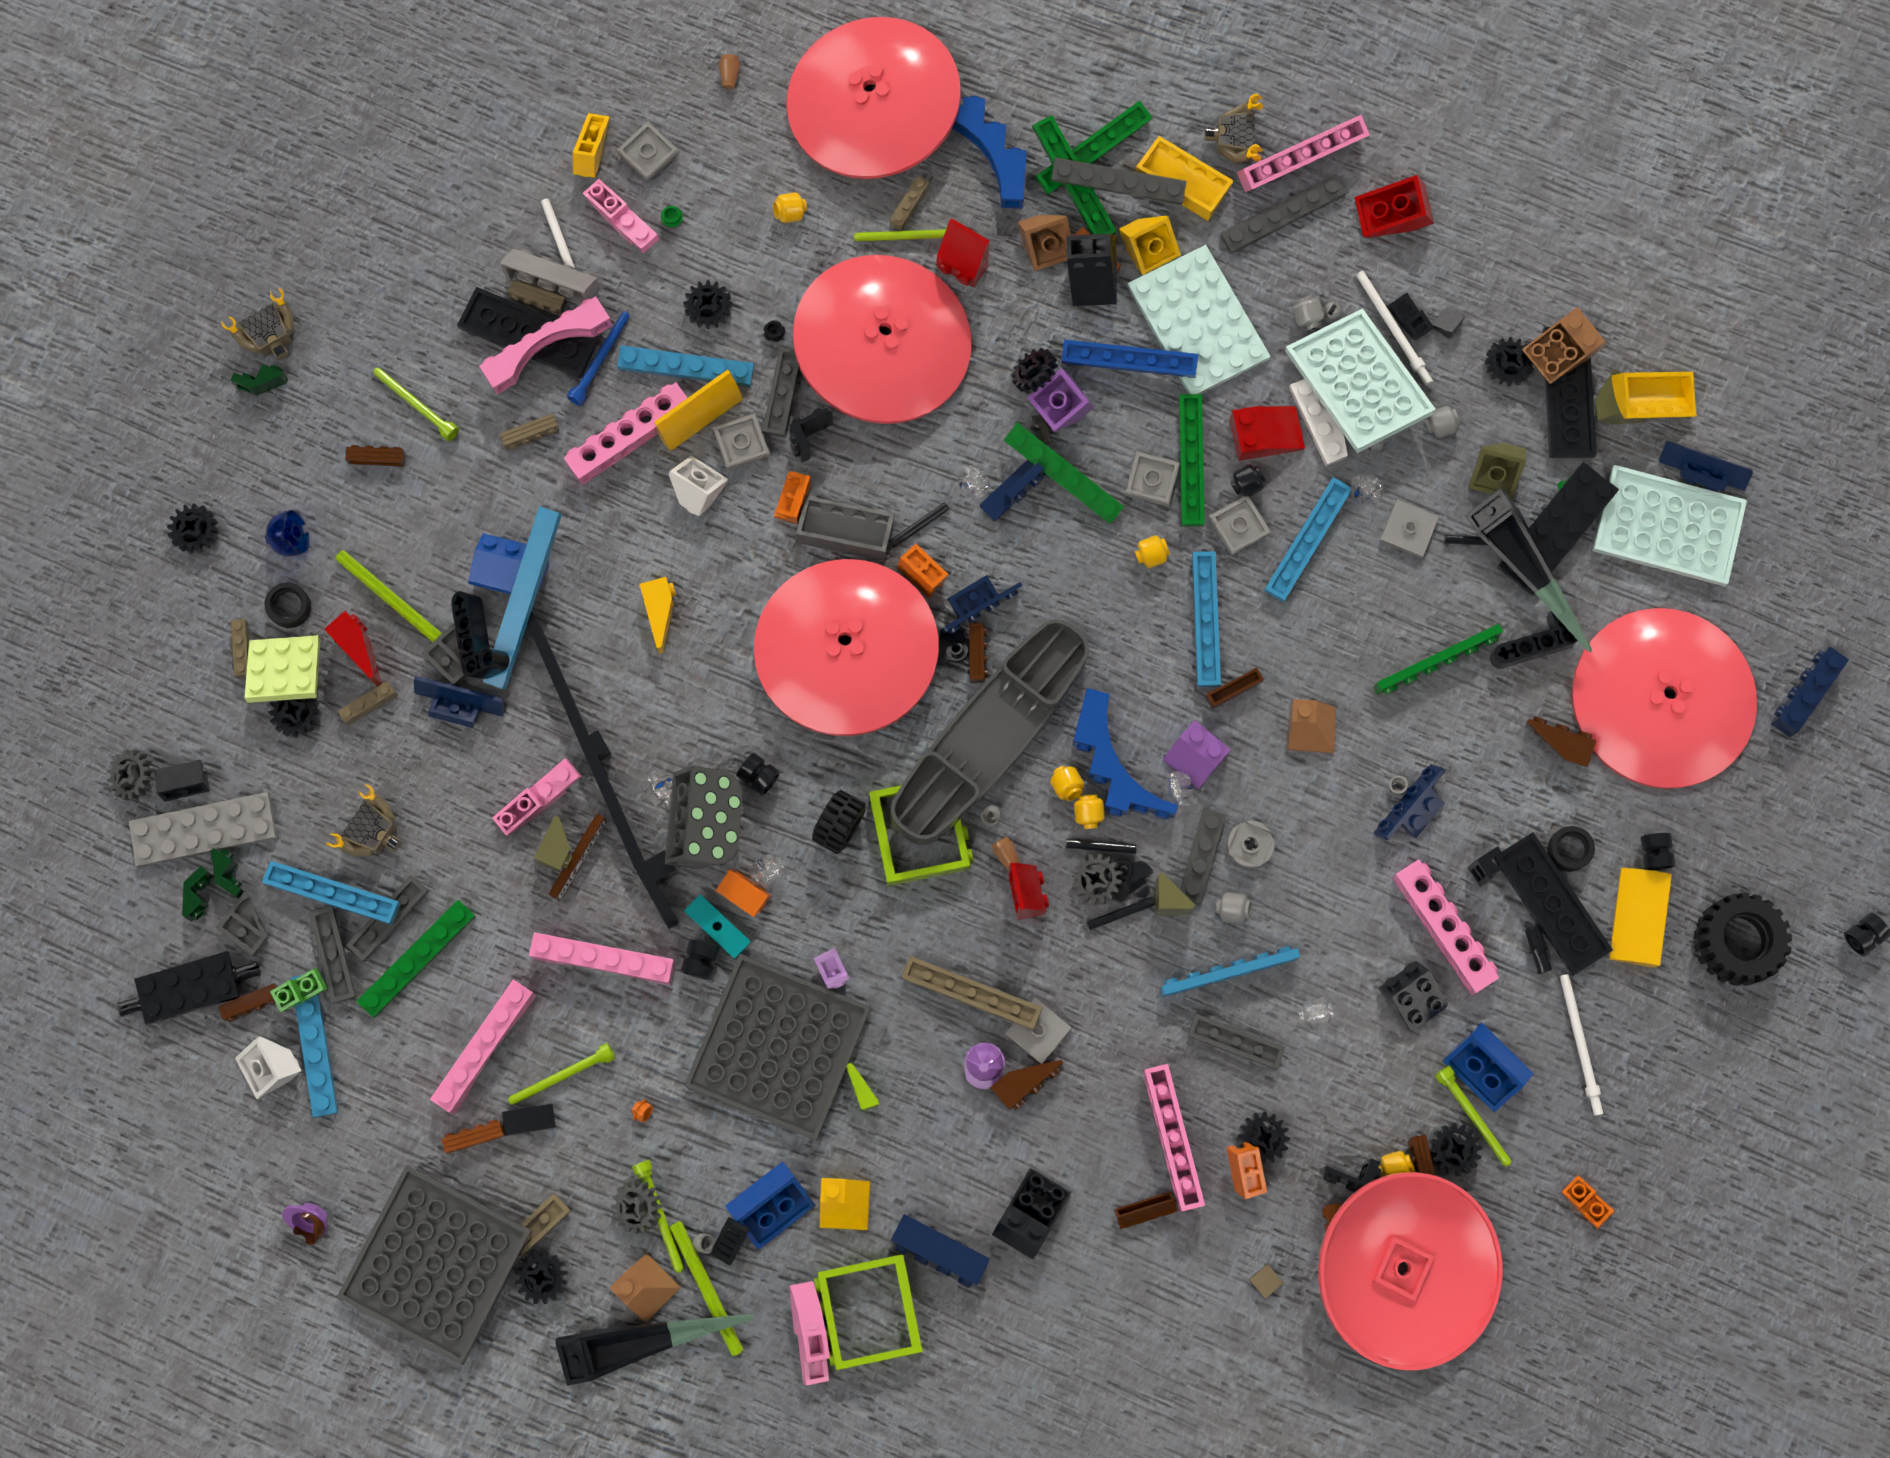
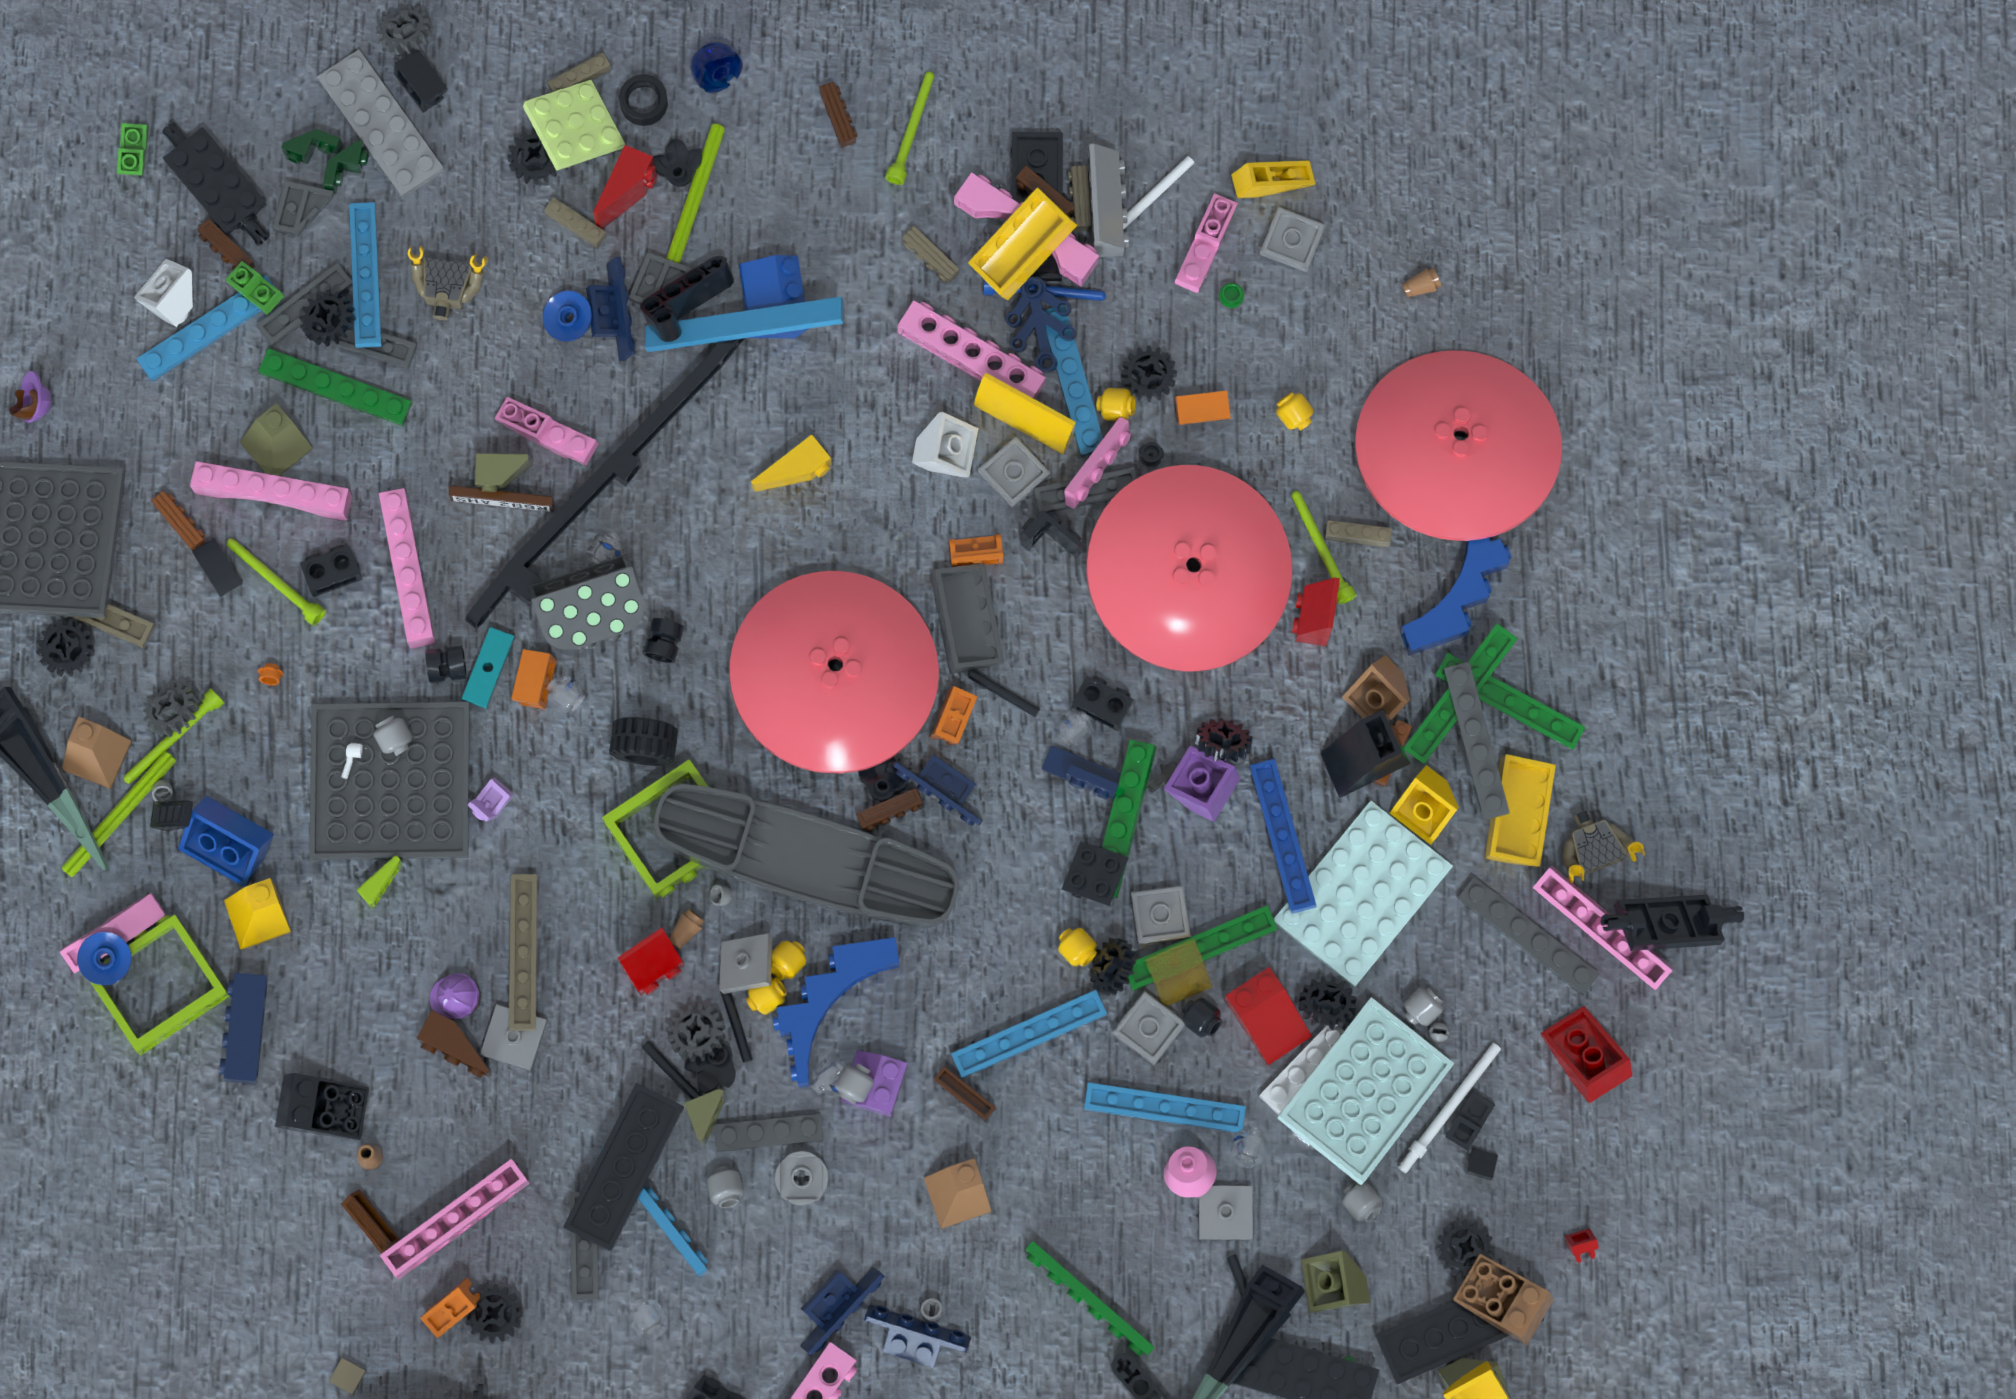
camera: 65 degrees right, 0 degrees up
(123, 1048) = (132, 149): none -> bright green slope
(352, 597) = (678, 159): none -> black plate
(356, 928) = (321, 313): none -> black gear
(434, 740) = (558, 310): none -> blue dish
(441, 1027) = (275, 442): none -> olive slope
(521, 320) = (1030, 181): none -> reddish brown piece
(558, 350) = (1022, 244): none -> yellow slope
(582, 1024) = (333, 577): none -> black brick
(625, 368) = (1038, 321): none -> dark blue plant
(722, 339) = (1116, 404): none -> yellow head
(741, 1065) = (353, 750): none -> white hand
(743, 1026) = (392, 735): none -> light grey head
(754, 275) = (1202, 407): none -> orange hinge
(771, 377) = (1093, 468): none -> bright pink plate
(845, 1346) = (90, 958): none -> blue dish
(965, 454) = (1099, 708): none -> black brick
(1058, 815) = (745, 963): none -> light grey plate
(1084, 1195) = (375, 1158): none -> medium nougat cone
(1099, 512) = (1094, 873): none -> black hinge
(1181, 529) = (1112, 966): none -> black gear
(1189, 980) = (623, 1167): none -> black plate
(1196, 767) = (854, 1083): none -> light grey head
(1204, 483) = (1178, 972): none -> clear yellow slope
(1277, 381) = (1327, 1003): none -> black gear
(1321, 100) = (1671, 922): none -> black plate
(1365, 859) = (834, 1303): none -> dark blue bracket
(1368, 540) = (1190, 1172): none -> bright pink cone
(1539, 275) = (1582, 1242): none -> red tile

